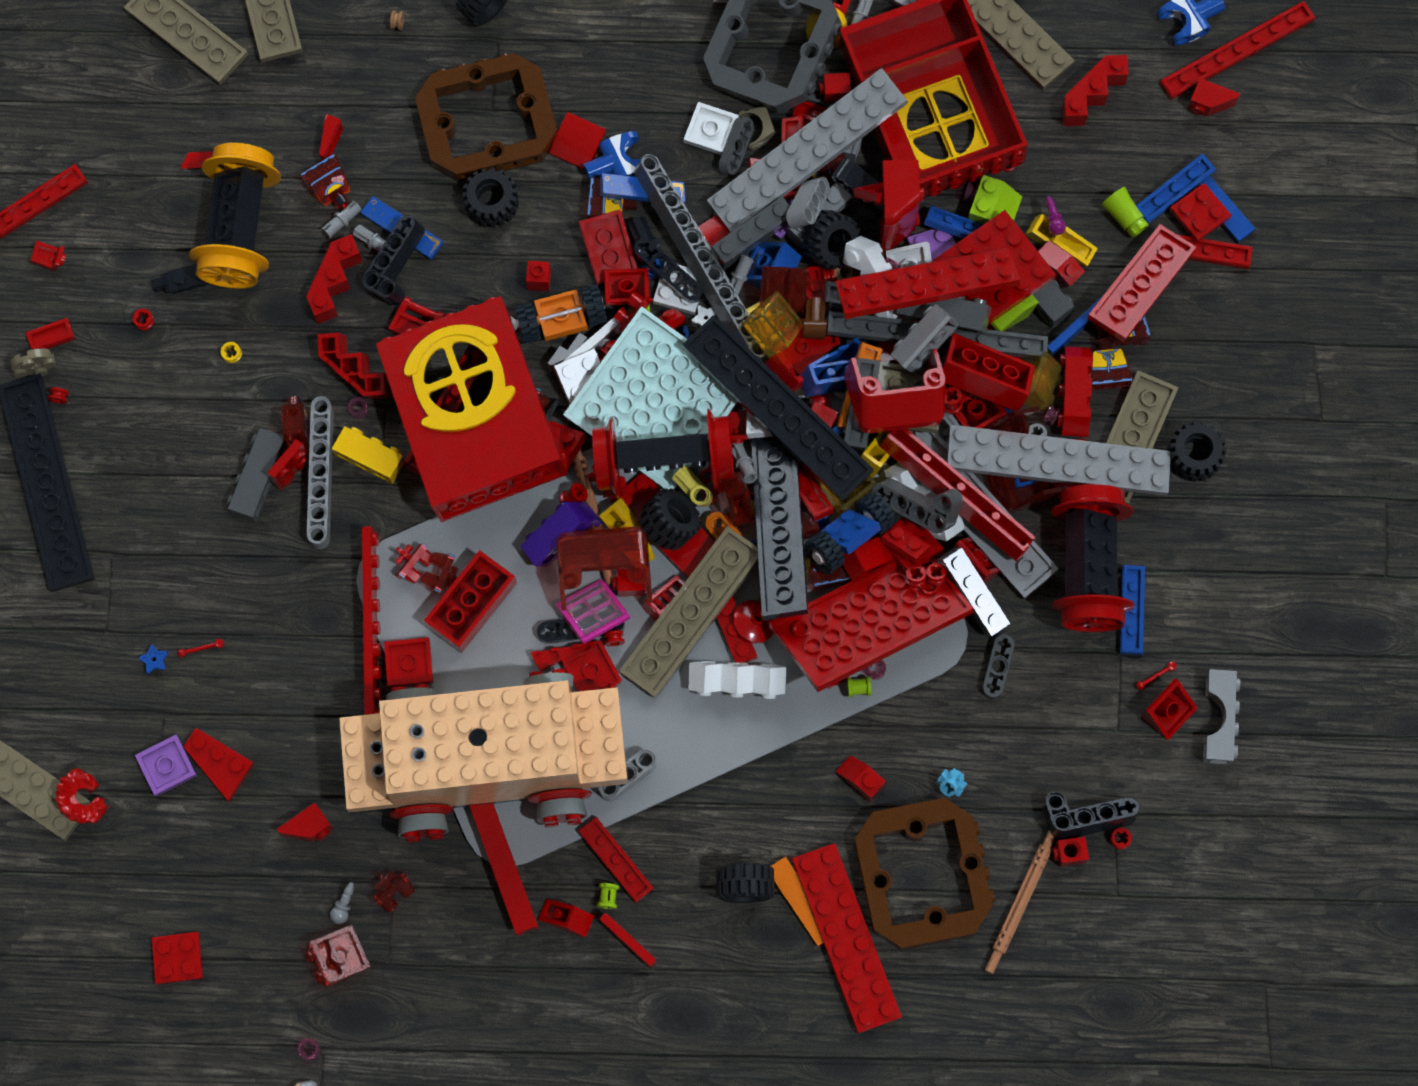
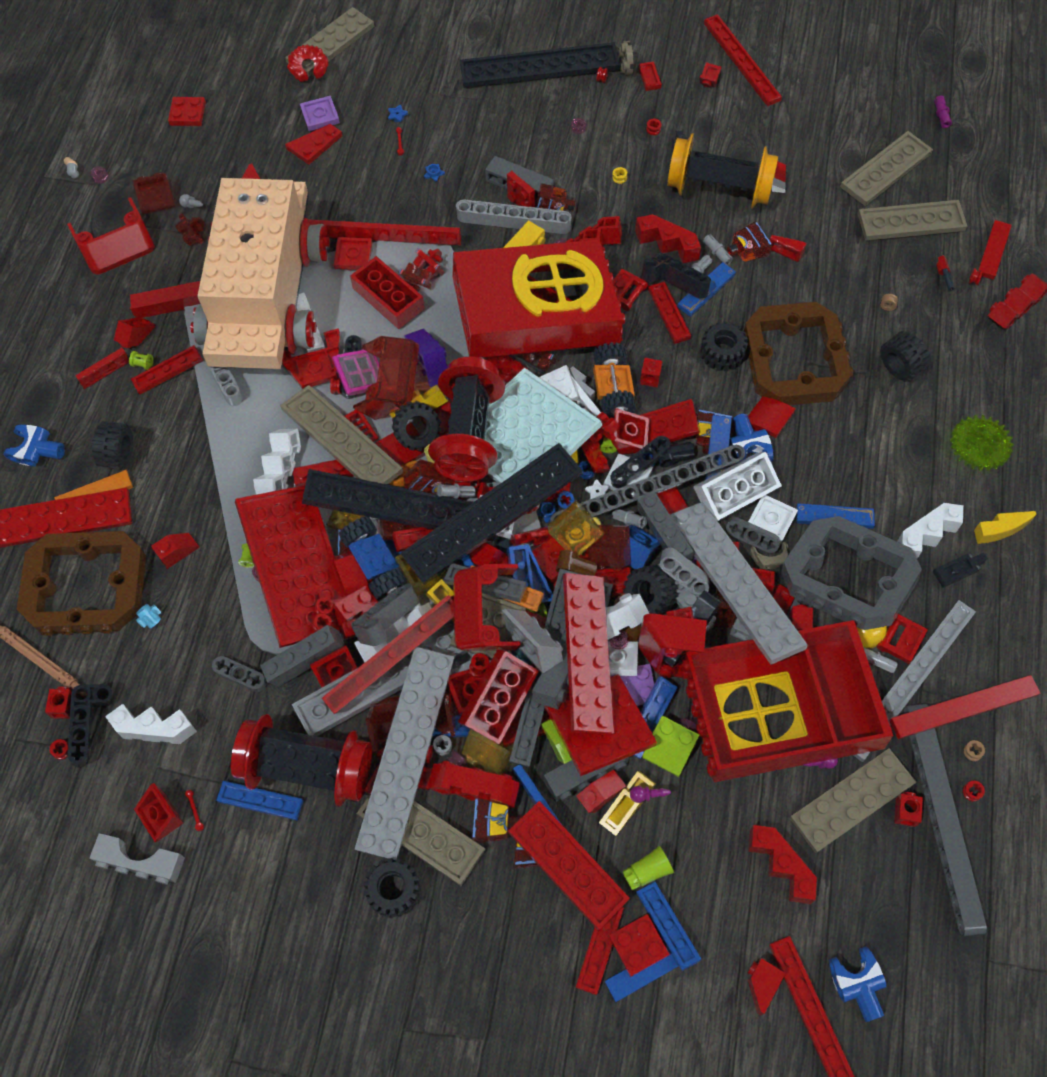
camera: 100 degrees right, 10 degrees down
(147, 409) = (575, 123): none -> clear pink bush
(250, 586) = (433, 168): none -> blue plate
(442, 268) = (669, 312): none -> red tile
(454, 997) = (115, 246): none -> red windscreen
(685, 162) = (738, 485): none -> white brick
(695, 65) = (861, 516): none -> blue tile
(753, 991) = (33, 446): none -> blue connector
(1078, 742) = (150, 726): none -> white brick

